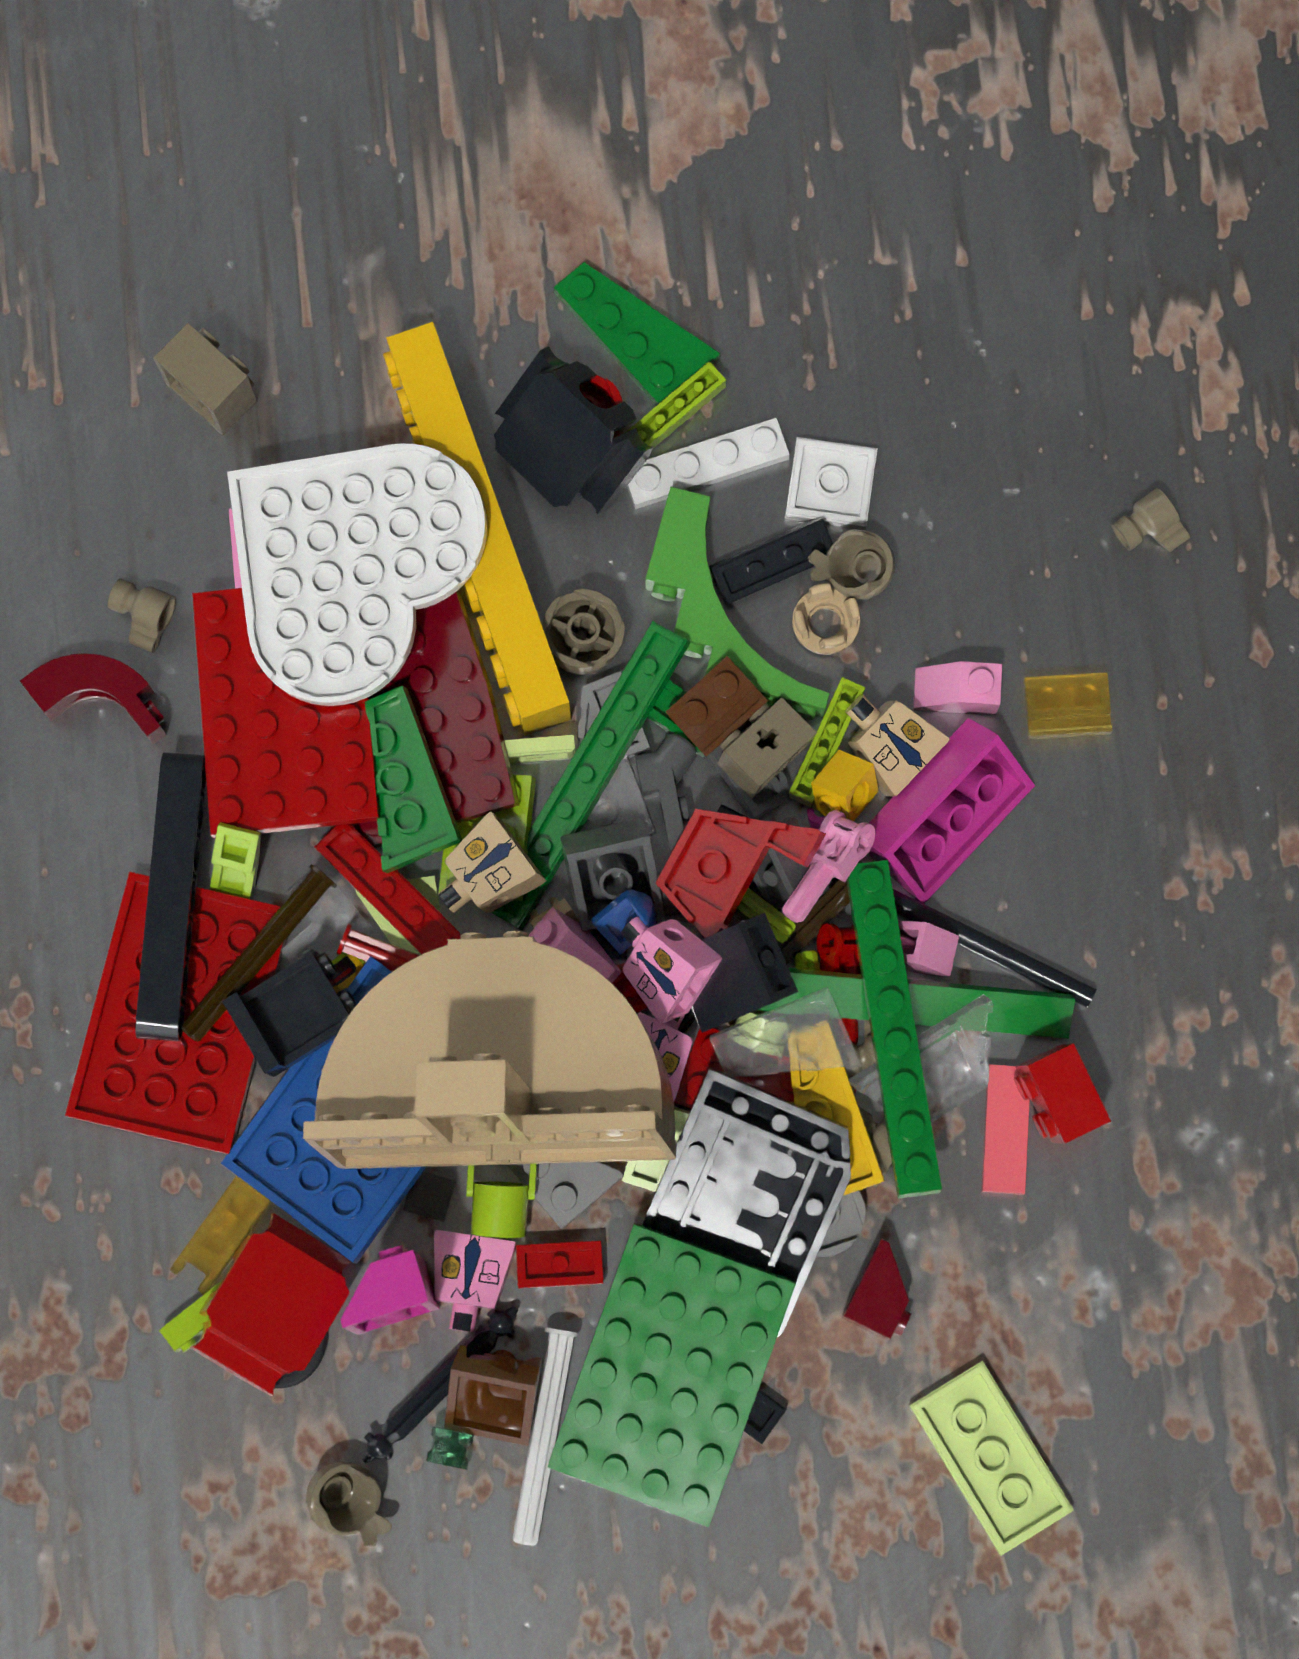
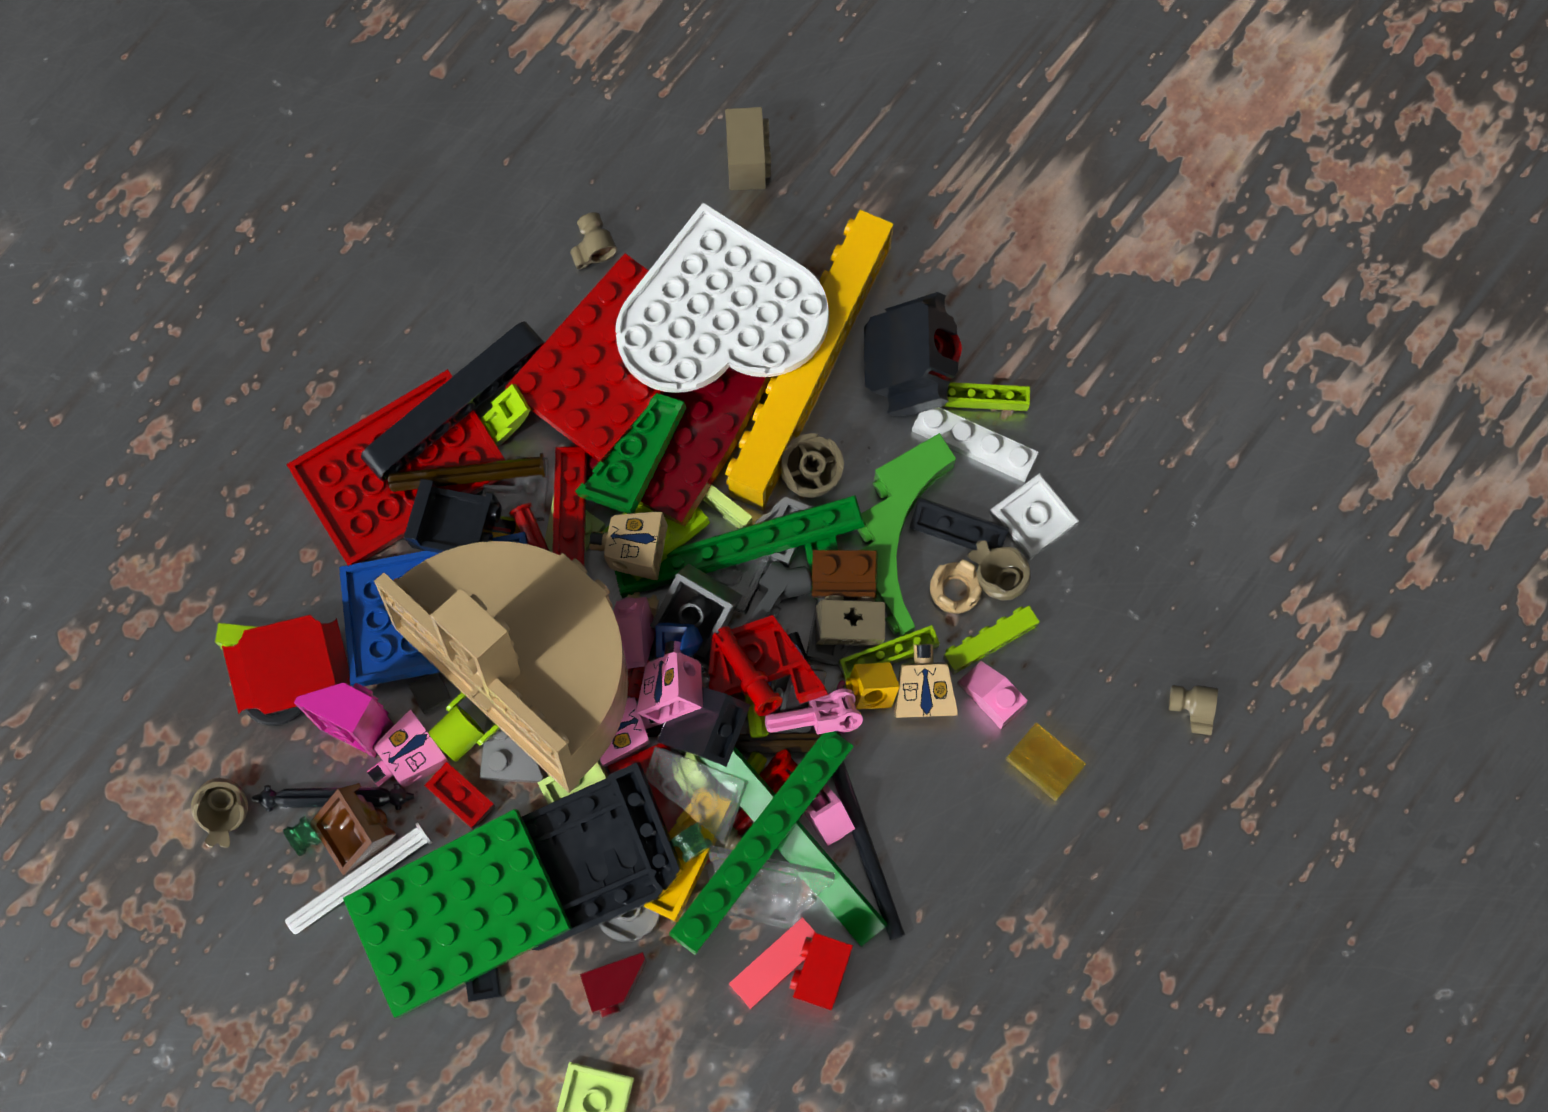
camera: 45 degrees right, 5 degrees down
(86, 676) = (522, 243): dark red arch -> none
(223, 1232) = (318, 601): clear yellow hinge -> none
(638, 337) = (1005, 336): green wing -> none
(746, 888) = (752, 680): none -> red pin
(832, 1093) = (691, 842): none -> clear green wheel
(905, 638) = (990, 639): none -> lime piece
(948, 809) = (919, 754): dark pink slope -> none

